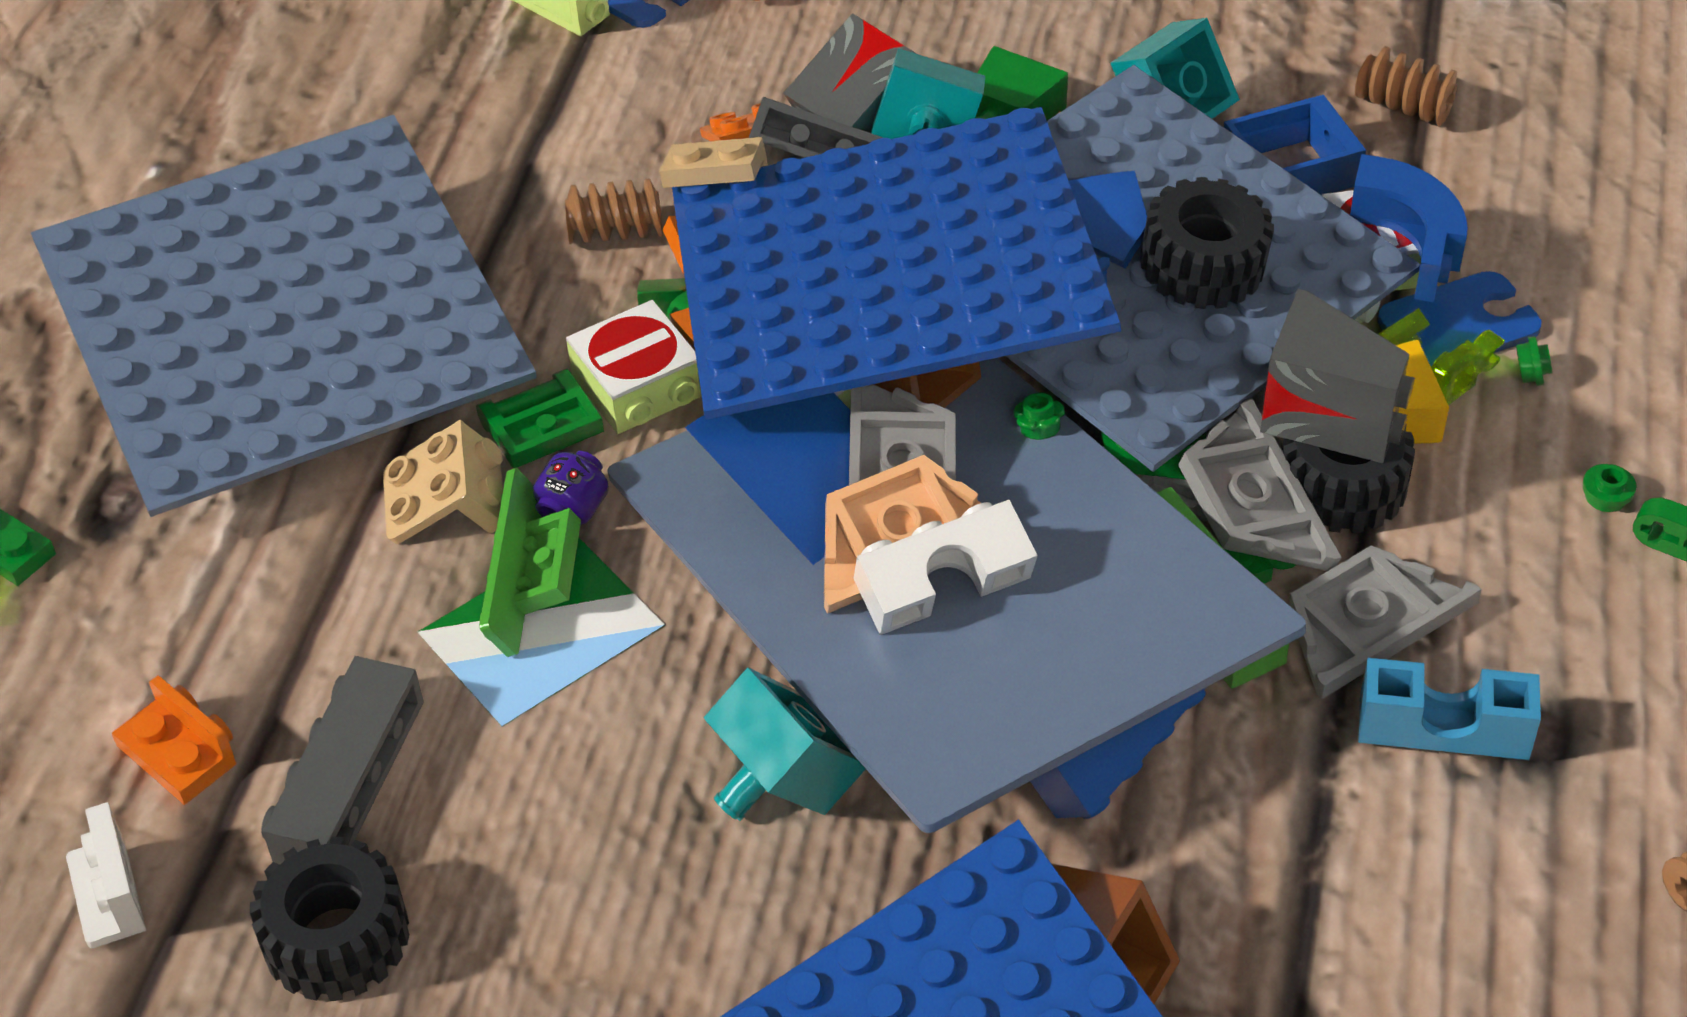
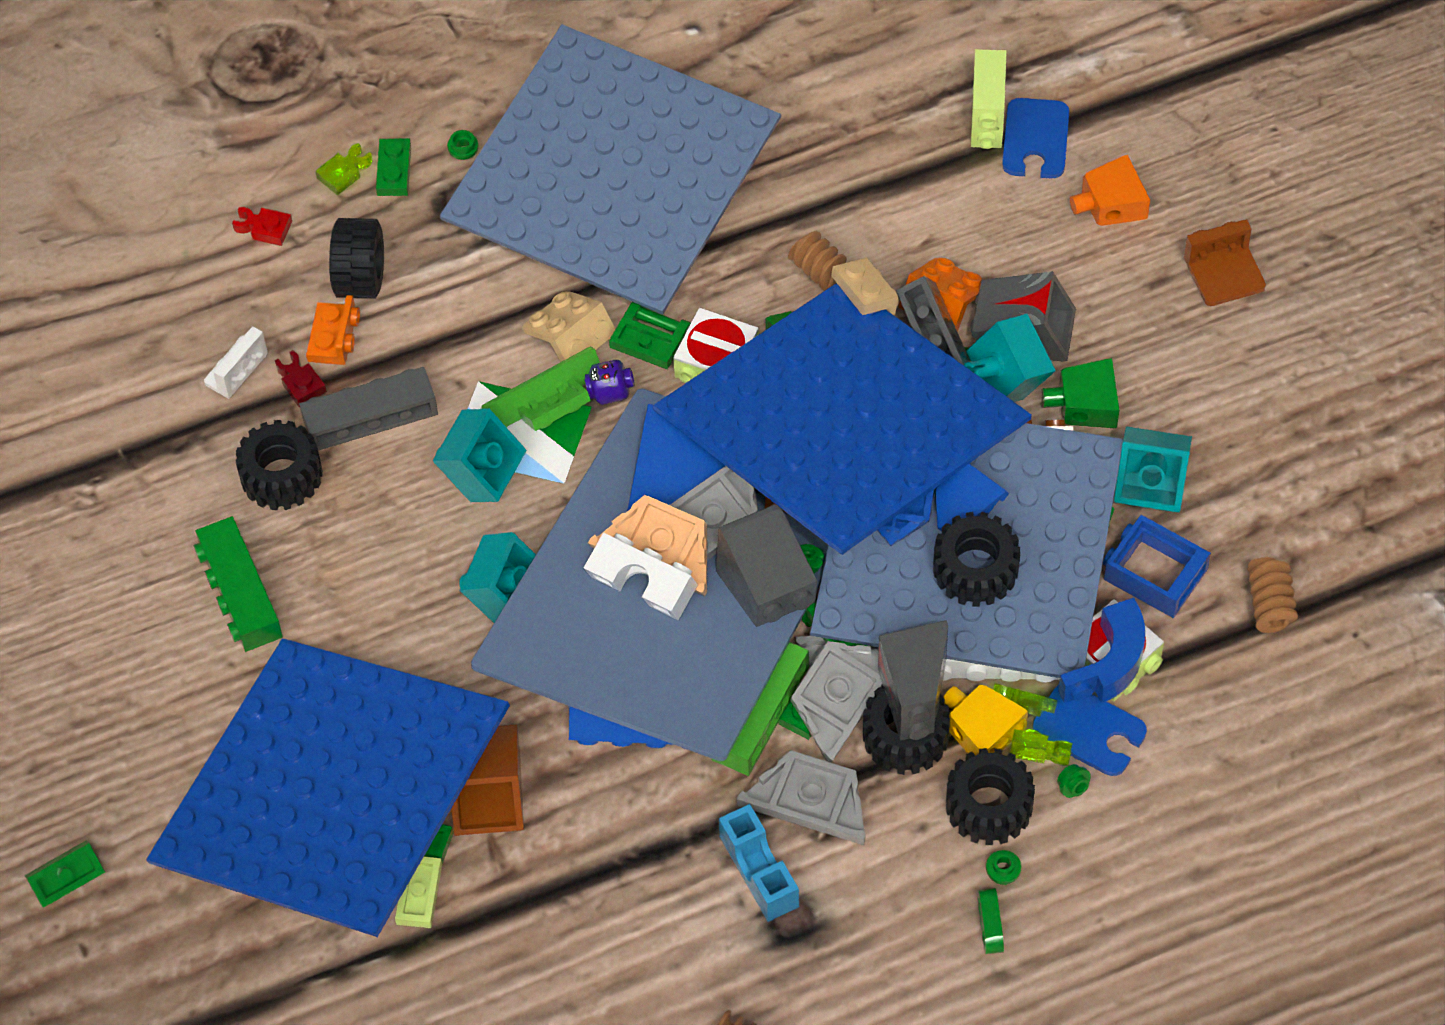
camera: 55 degrees right, 10 degrees up
(55, 451) = (459, 139): none -> green plate
(110, 632) = (356, 258): none -> black tyre
(211, 829) = (300, 382): none -> dark red plate
(556, 670) = (479, 455): none -> teal brick
(1039, 443) = (765, 566): none -> dark grey slope
(1508, 439) = (996, 772): none -> black tyre

